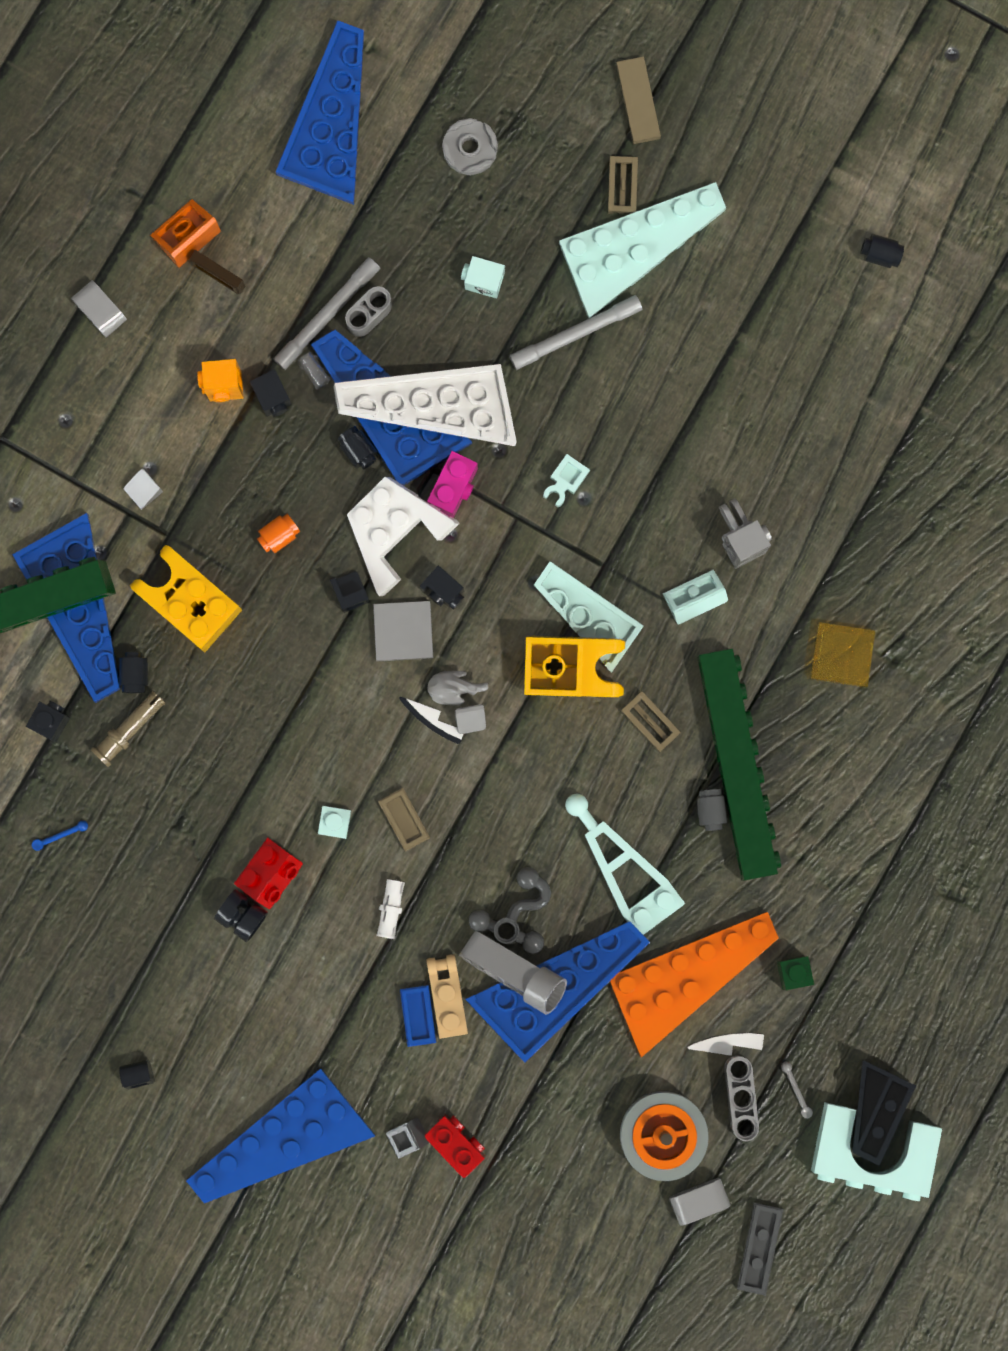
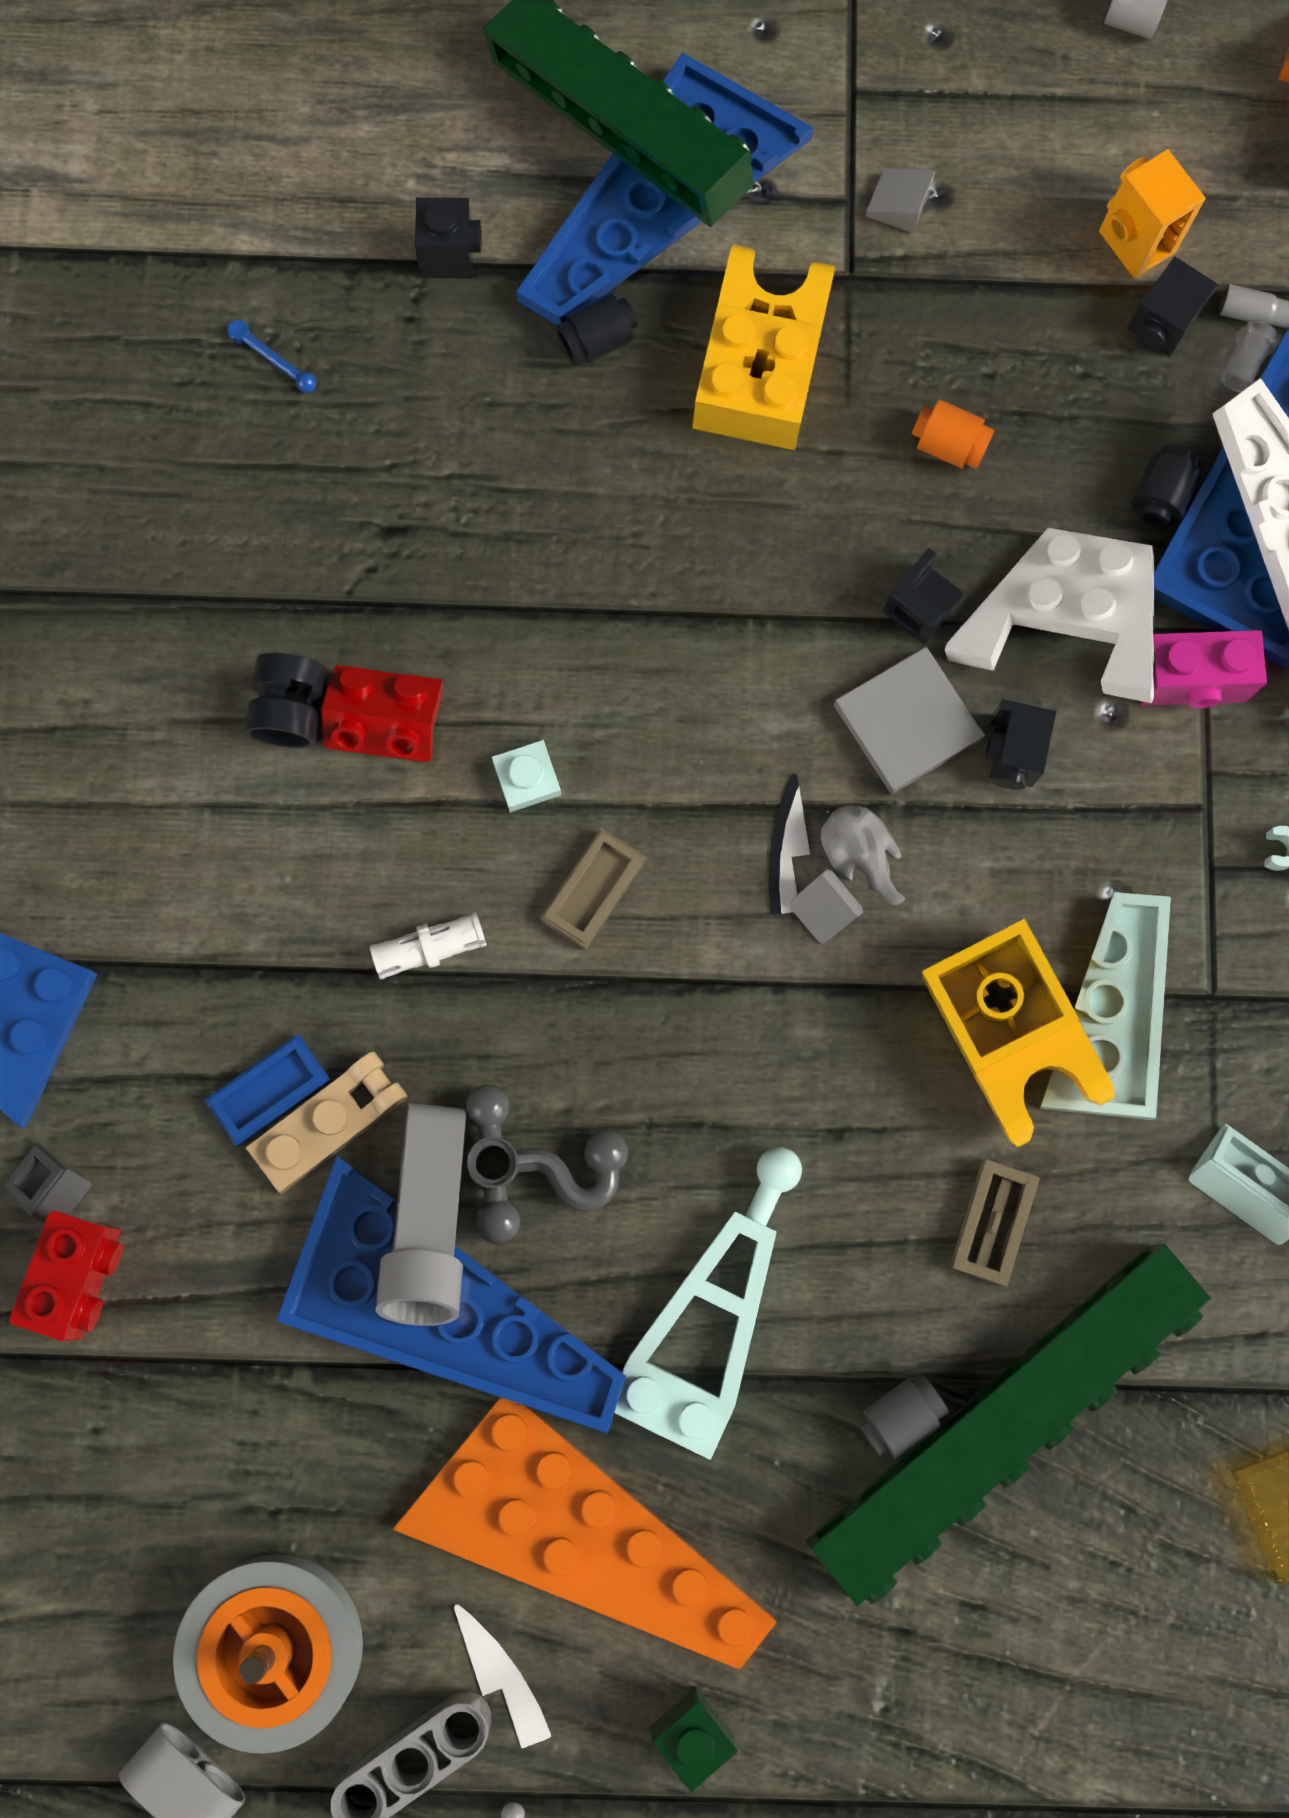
camera: 55 degrees right, 5 degrees down
(119, 738) = (479, 362): dark tan pin -> none

